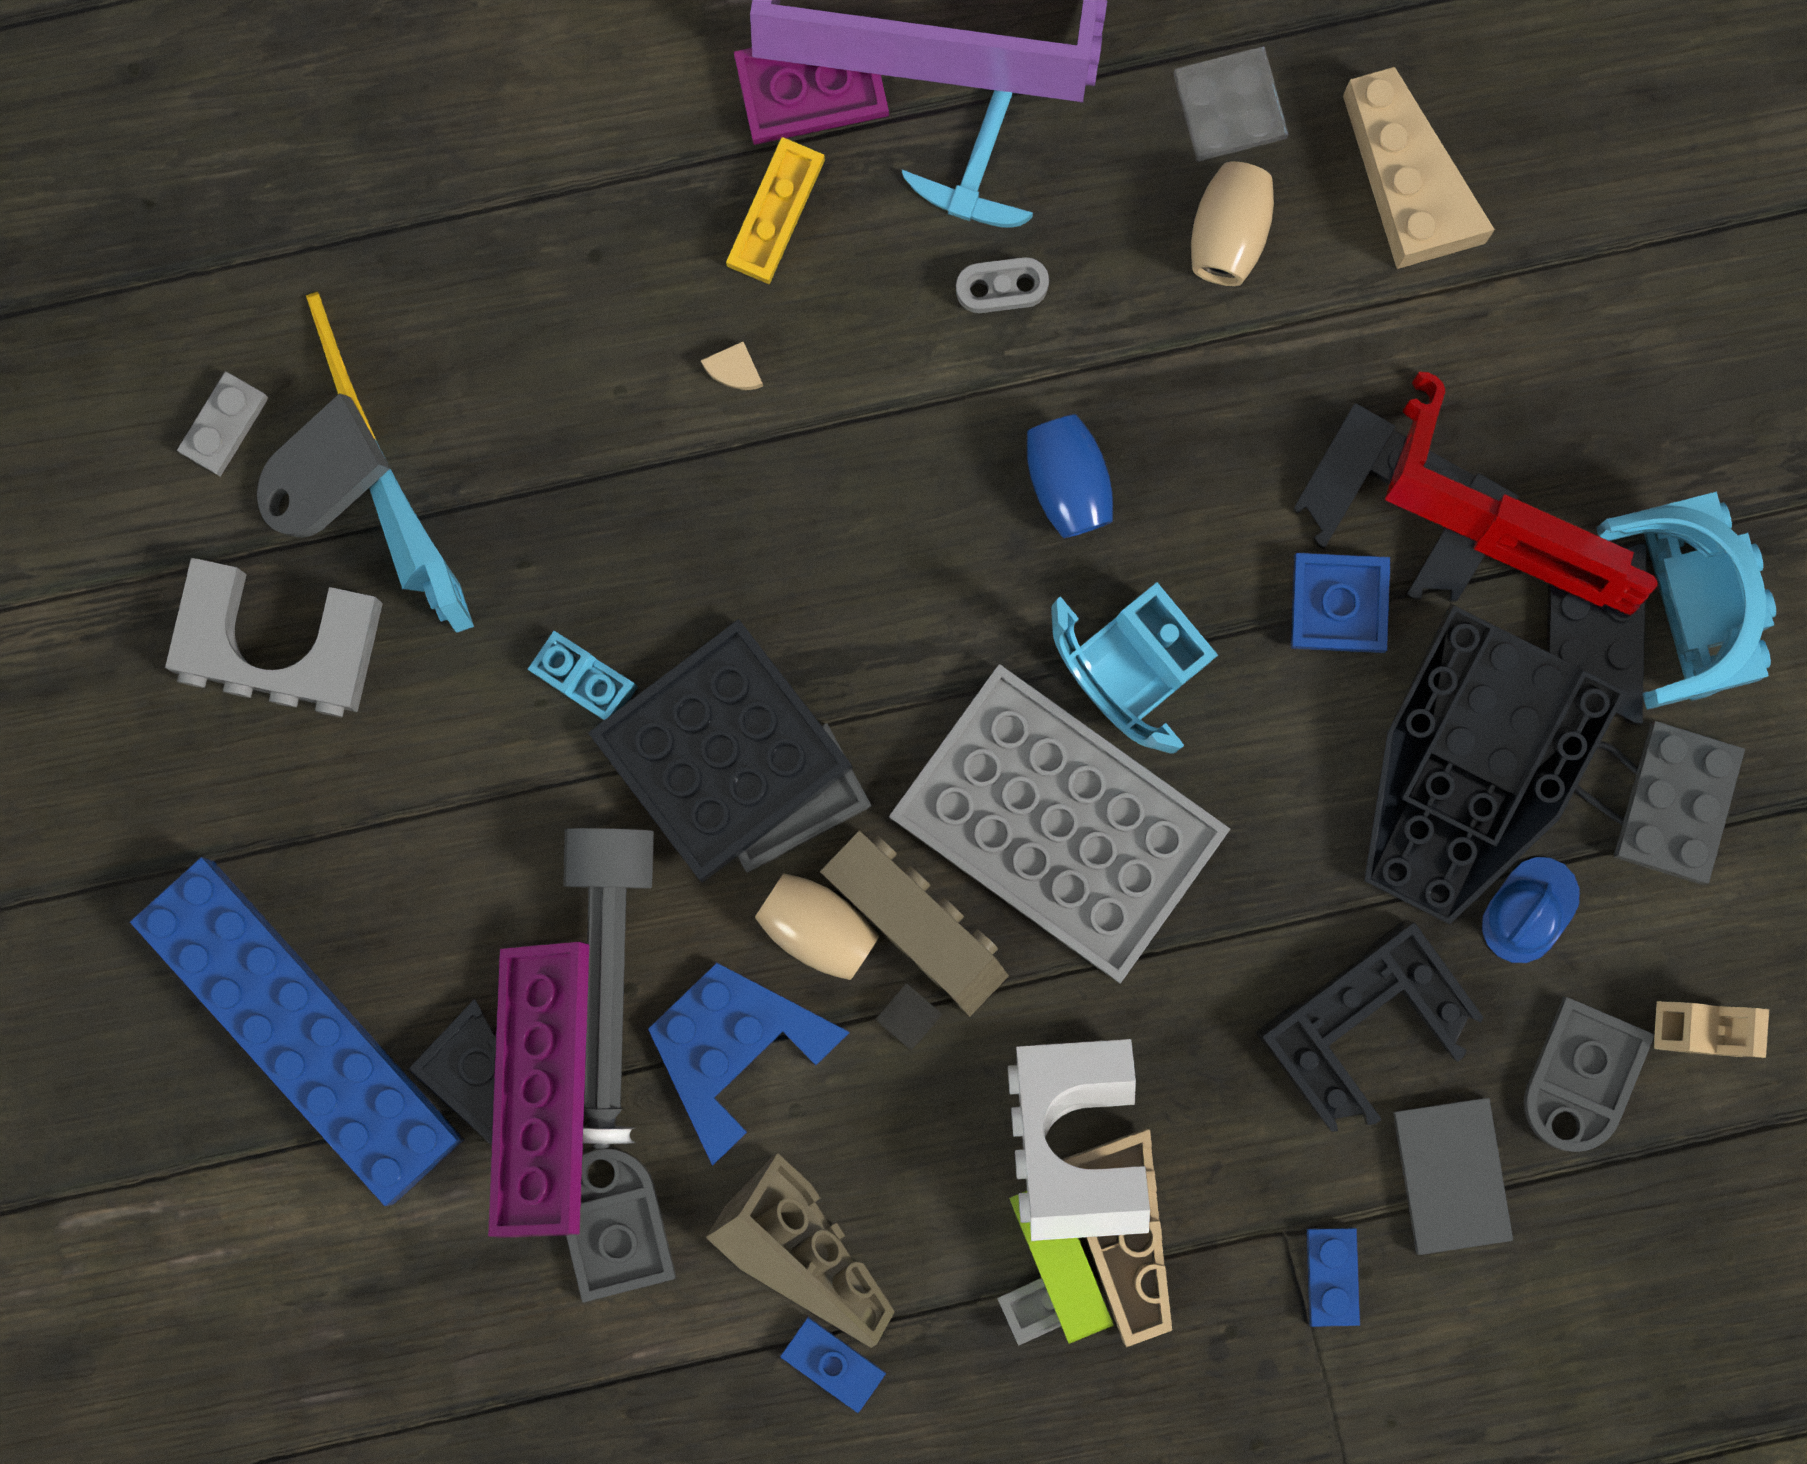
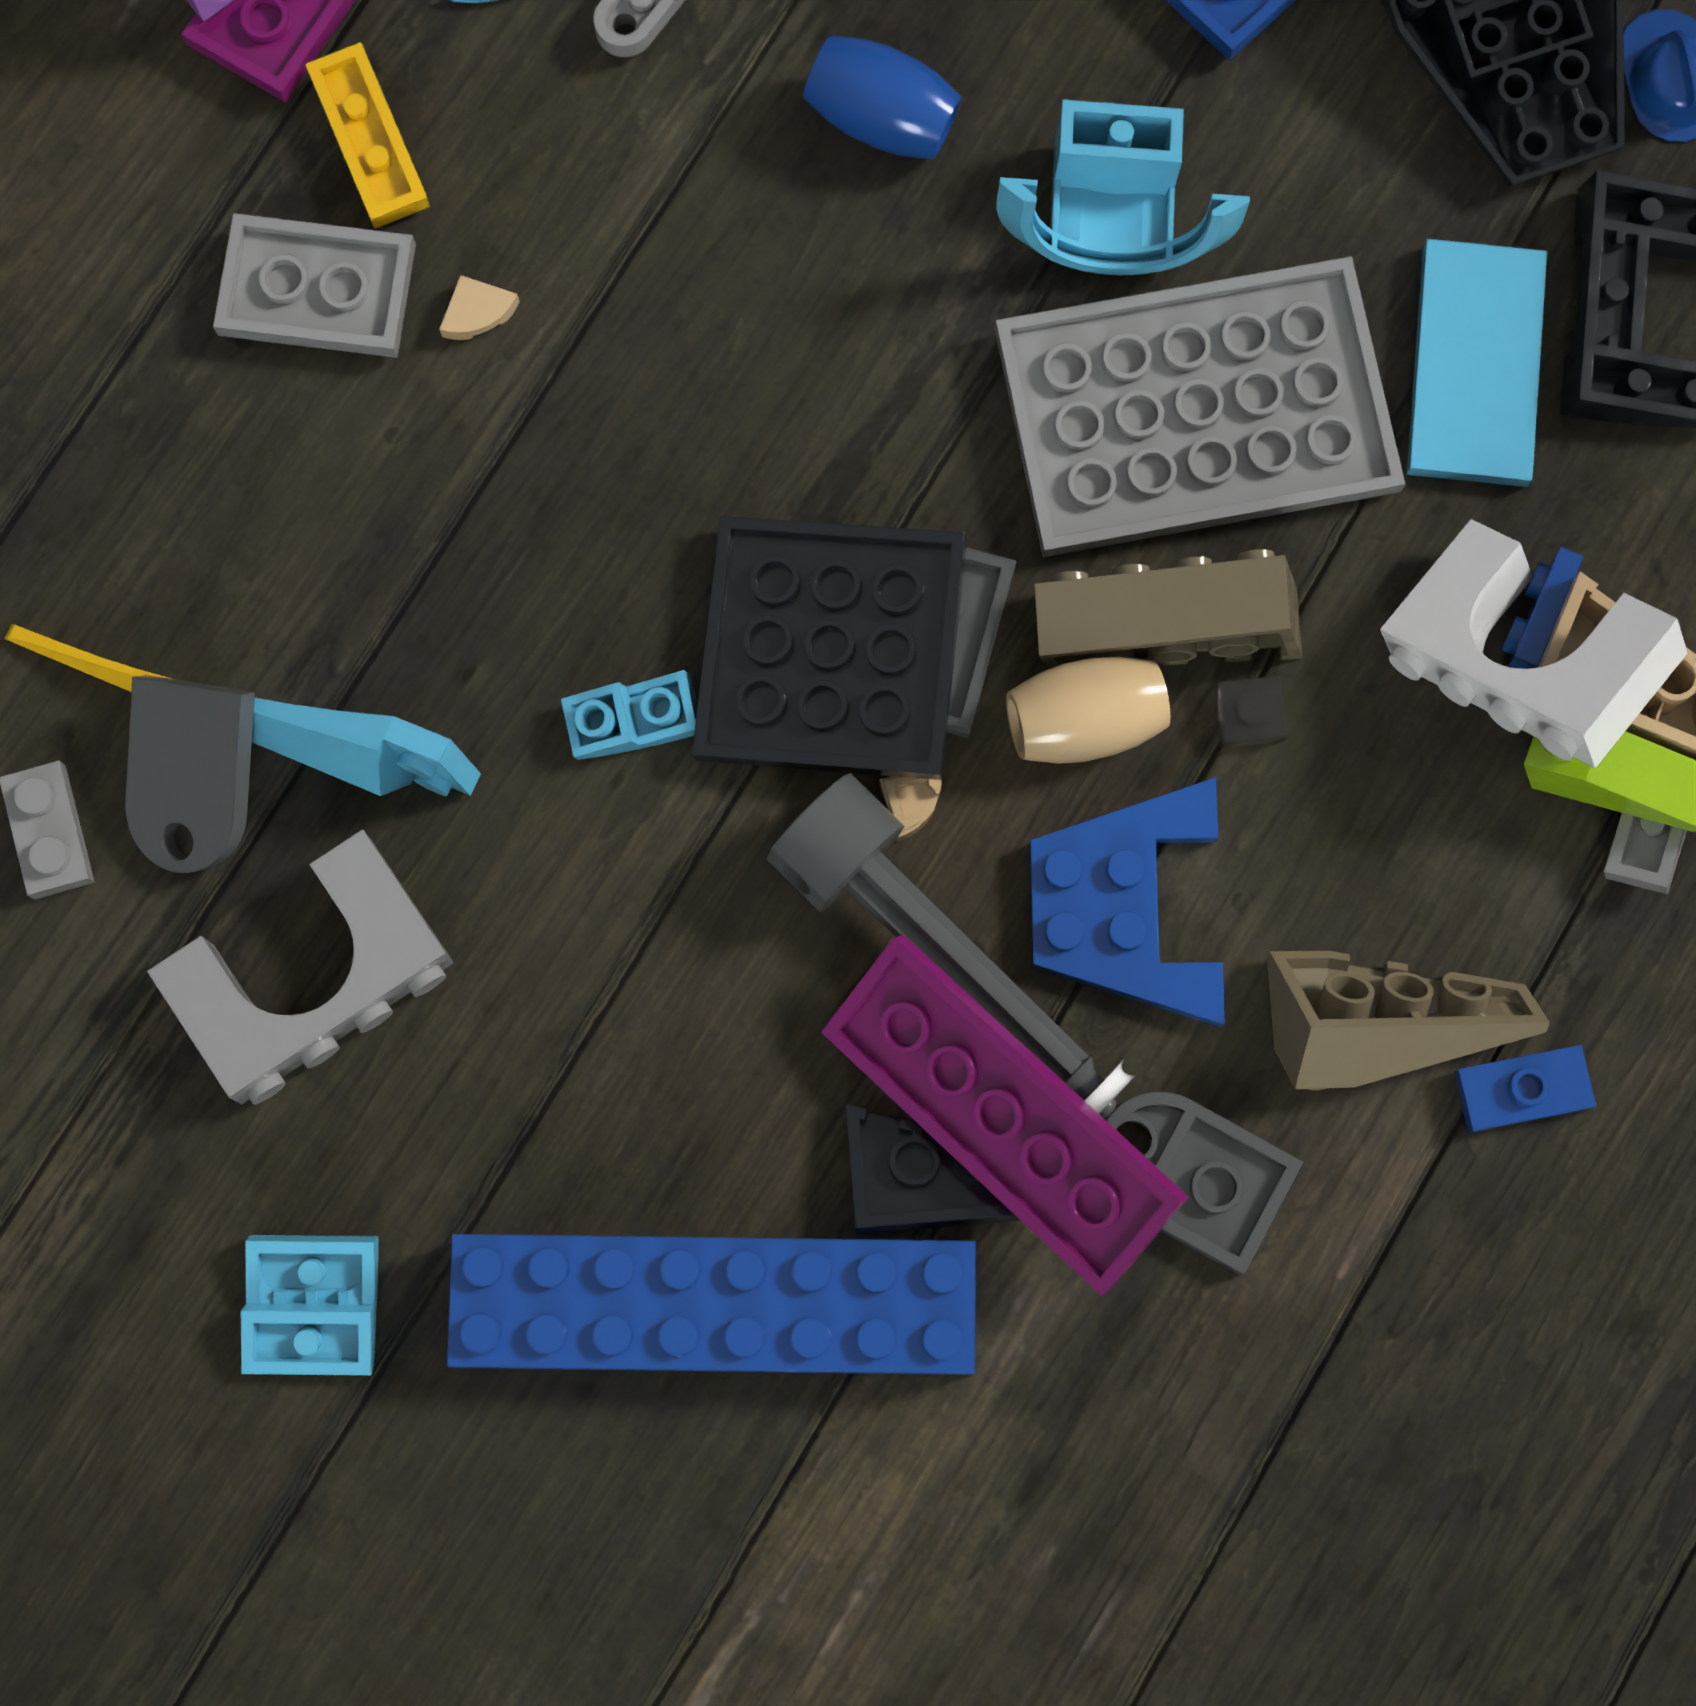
camera: 50 degrees left, 5 degrees down
(102, 815) = (310, 1305): none -> medium azure slope
(661, 267) = (314, 285): none -> light grey plate
(676, 877) = (910, 801): none -> tan tile
(1135, 1119) = (1549, 589): none -> blue plate
(1239, 957) = (1477, 363): none -> medium azure tile

